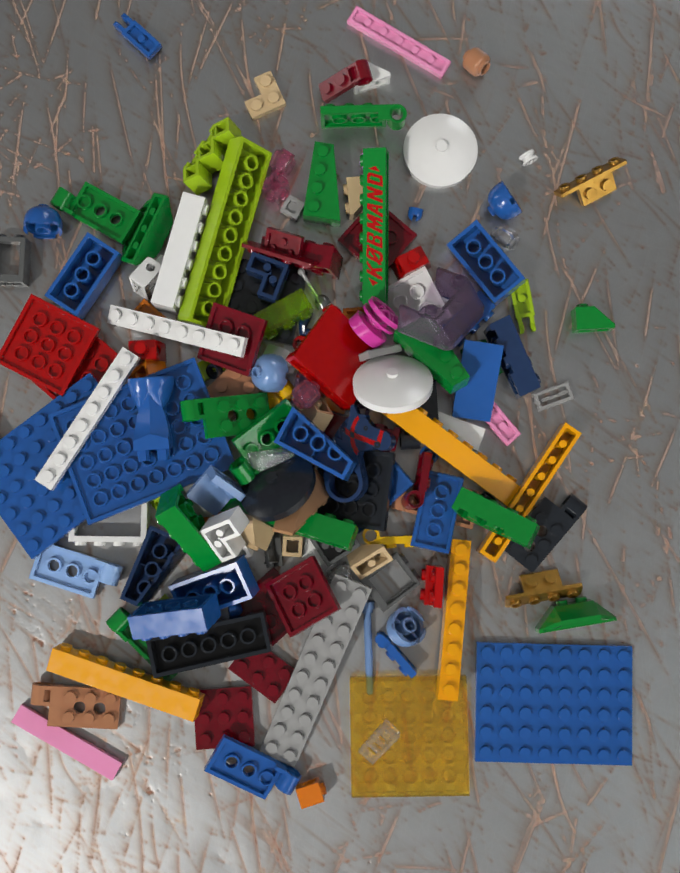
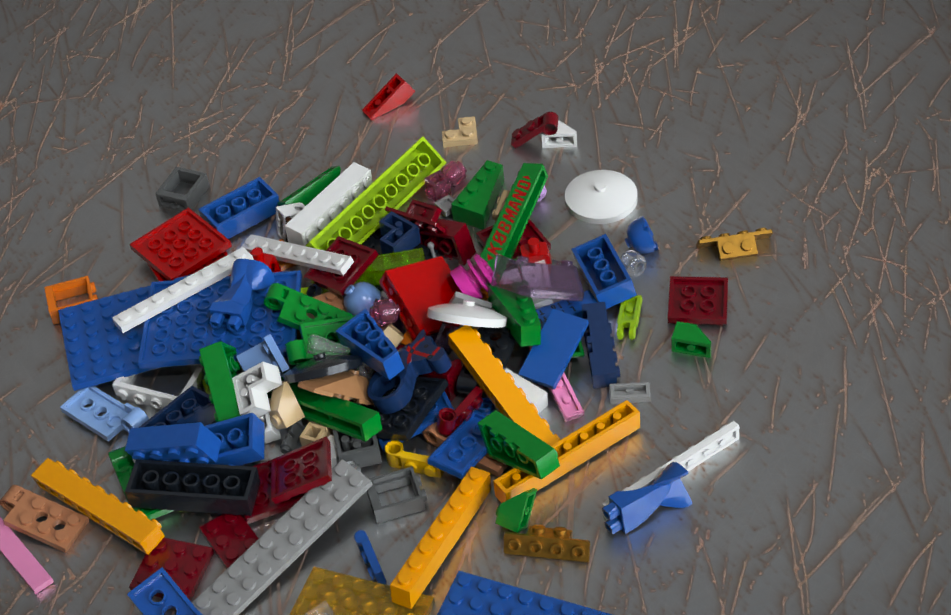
camera: 25 degrees right, 40 degrees down
(43, 222) = (226, 169): blue cylinder -> none
(85, 207) = (268, 171): green hinge -> none
(138, 37) = (374, 76): blue hinge -> none
(168, 67) = (389, 97): none -> red slope
(209, 156) = (389, 154): lime brick -> none
(362, 116) = (550, 153): green hinge -> none
(368, 559) = (382, 463): tan slope -> none
(368, 609) = (361, 514): medium blue piece -> none
(398, 42) = (598, 121): bright pink tile -> none
(406, 627) = (389, 530): medium blue cylinder -> none
(415, 212) = (557, 231): blue hinge -> none
(433, 585) = (434, 499): red plate -> none
(476, 62) = (660, 143): nougat head -> none
(507, 571) = (515, 512): none -> green slope
(528, 157) = (680, 210): white bush -> none
(557, 522) = (586, 487): black hinge -> none
(572, 615) = (570, 571): green wedge -> none
(580, 266) = (698, 300): none -> dark red plate
(605, 539) = (633, 507): none -> blue hips
(617, 485) = (694, 455): none -> white plate

